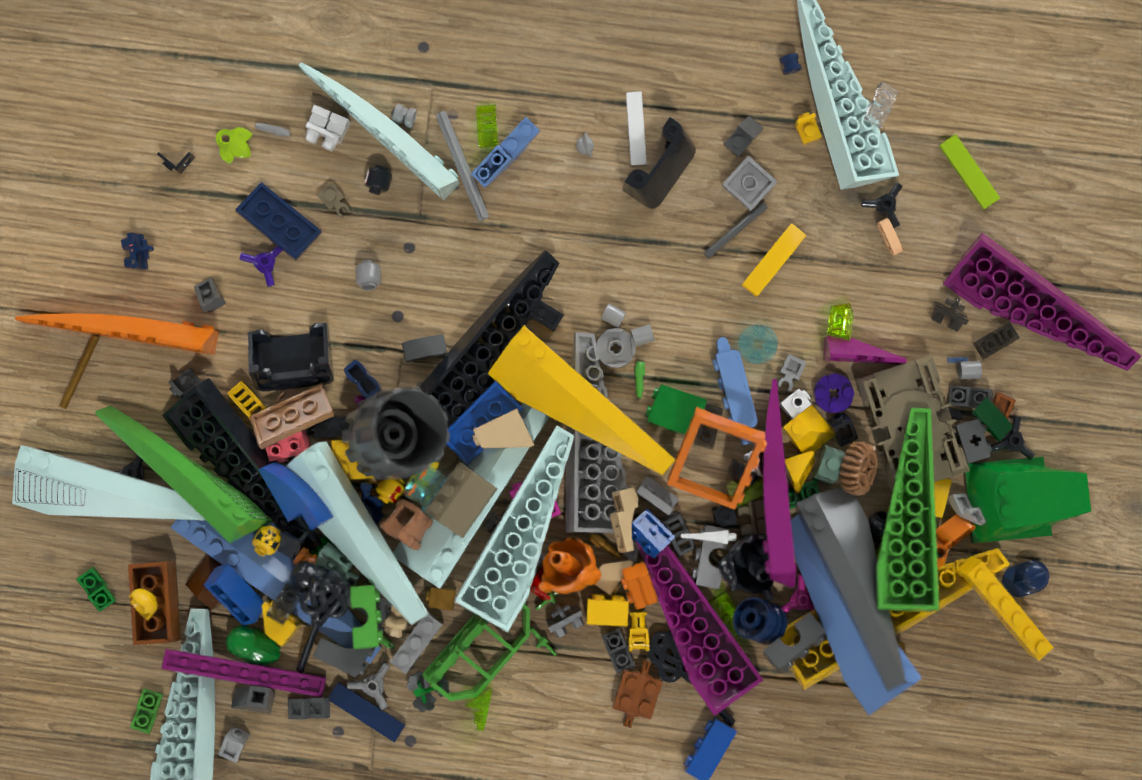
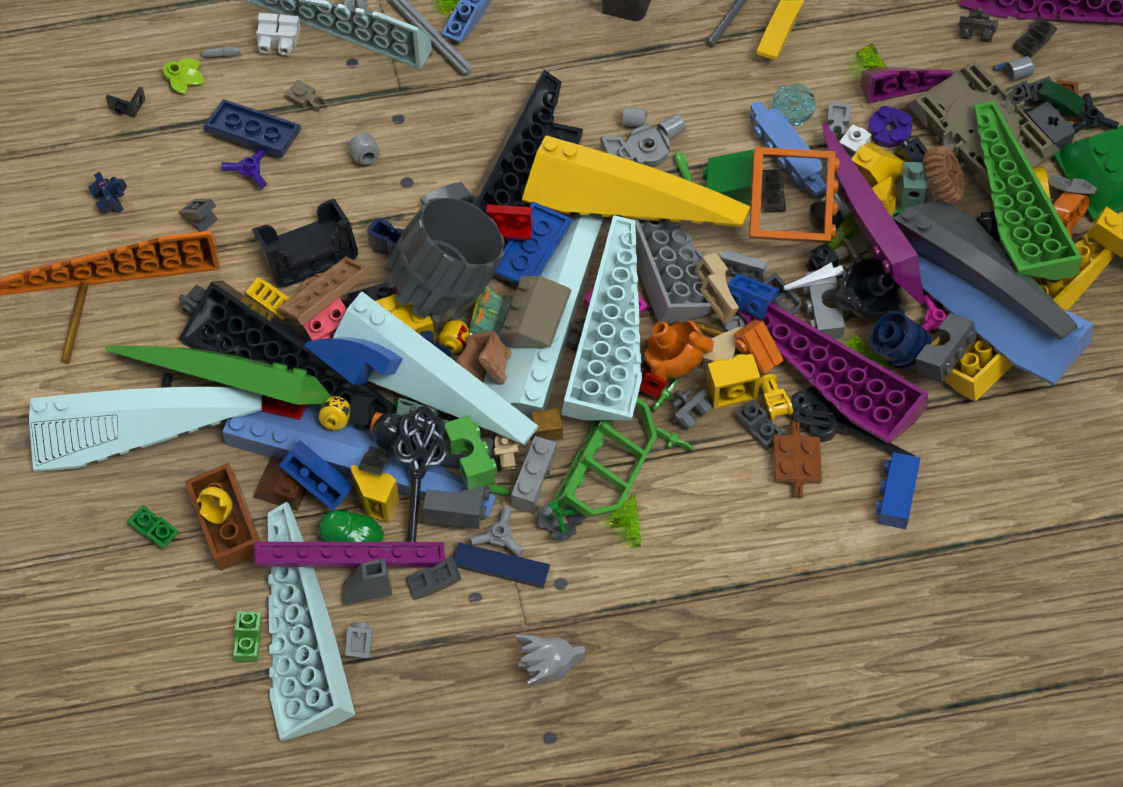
camera: 15 degrees left, 25 degrees down
(378, 179) = (346, 64): black head -> none
(465, 404) = (512, 221): none -> red bracket
(504, 432) = (560, 240): tan slope -> none

